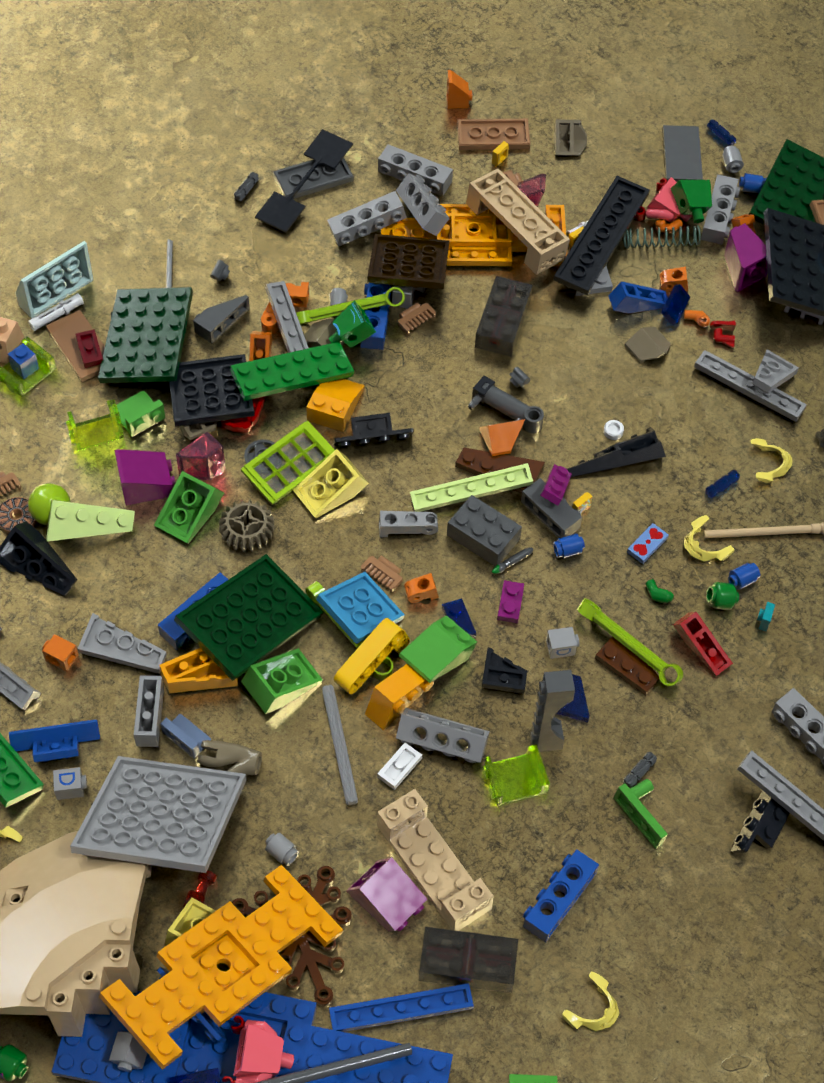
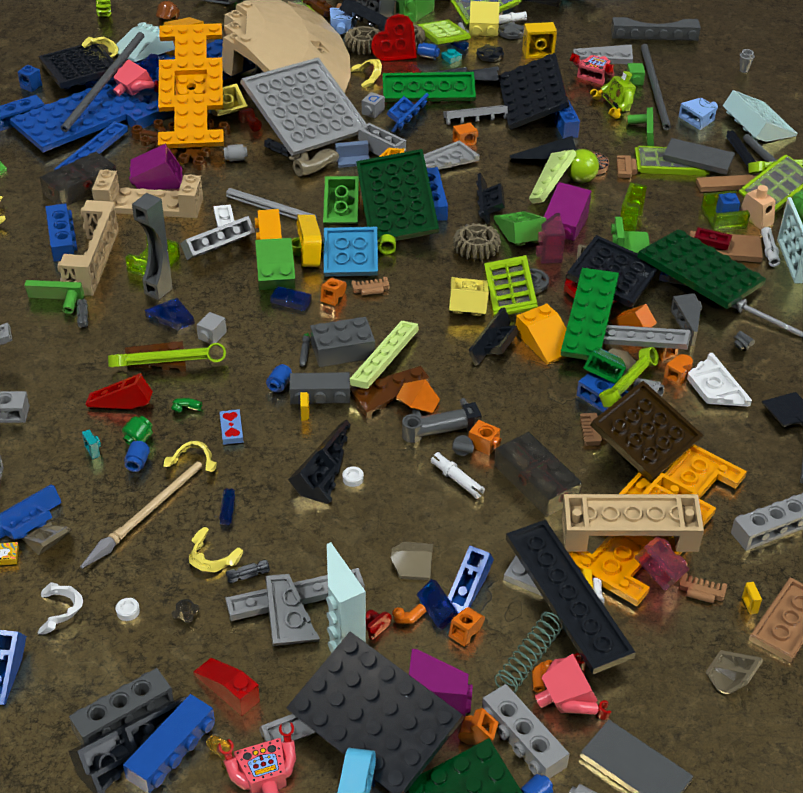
camera: 130 degrees right, 15 degrees down
(161, 556) = (490, 198): none -> black bracket
(229, 834) = (276, 146): none -> black axle
(291, 265) = (717, 384): none -> white wing
(367, 218) = (728, 444): light grey brick -> none
(407, 523) = (394, 310): light grey leg -> none
(422, 204) = (715, 483): light grey brick -> none
(498, 368) = (485, 437): none -> orange brick
(503, 674) = (226, 291): black wing -> none
(510, 601) = (274, 329): magenta plate -> none
(518, 850) = (101, 227): none -> tan plate
(549, 371) = (451, 470): none -> white pin
(556, 484) = (333, 392): magenta plate -> none
(693, 198) = (548, 692): green torso -> none
(756, 321) = (345, 601): none -> light aqua slope
(760, 428) = (247, 571): none -> black axle

